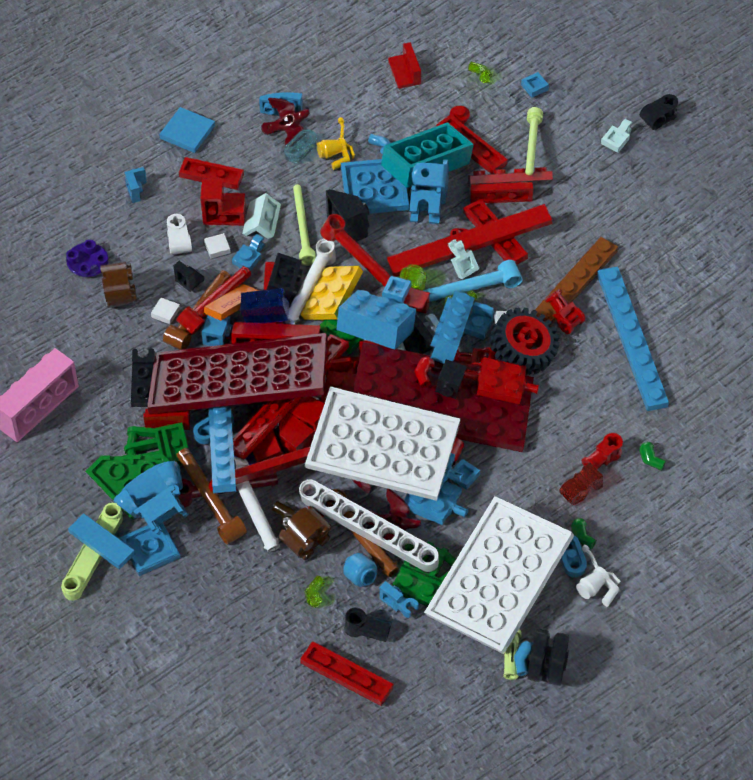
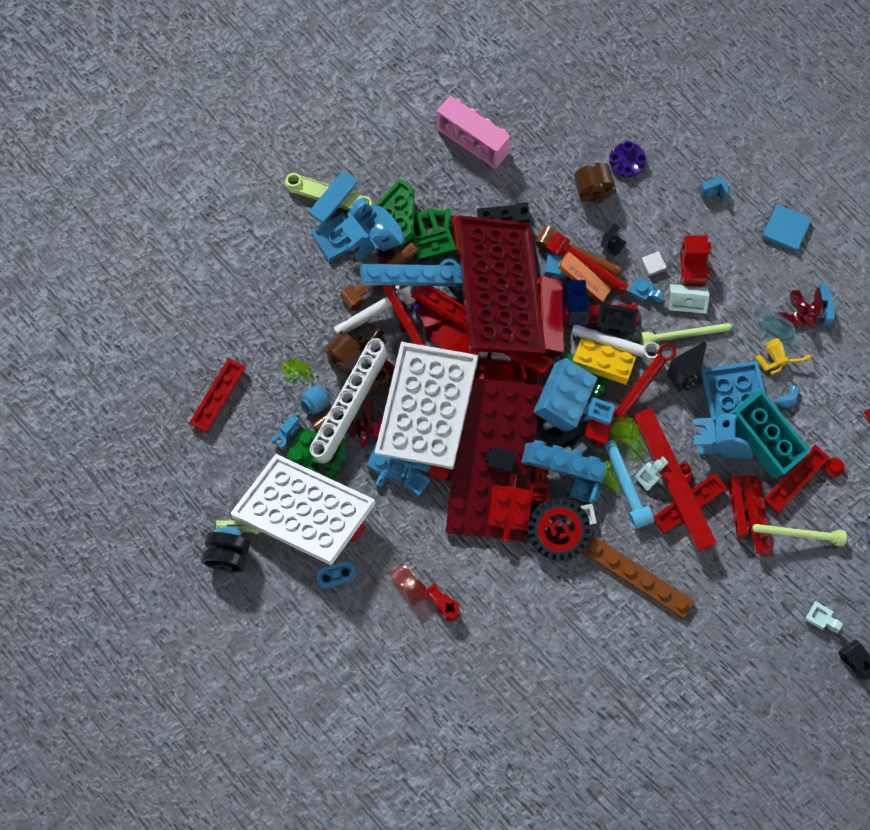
camera: 85 degrees right, 15 degrees up
(165, 310) = (577, 228): white tile -> none
(178, 235) = (658, 229): white piece -> none
(198, 170) = (735, 251): red plate -> none
(367, 626) = (261, 409): black piece -> none
(421, 371) = (513, 436): red arm -> none
(566, 312) = (595, 568): red connector -> none
(579, 530) = (359, 582): green arm -> none
(592, 583) = (308, 593): white piece -> none
(632, 339) = (578, 631): dark azure plate -> none
(648, 456) = (445, 643): green arm -> none

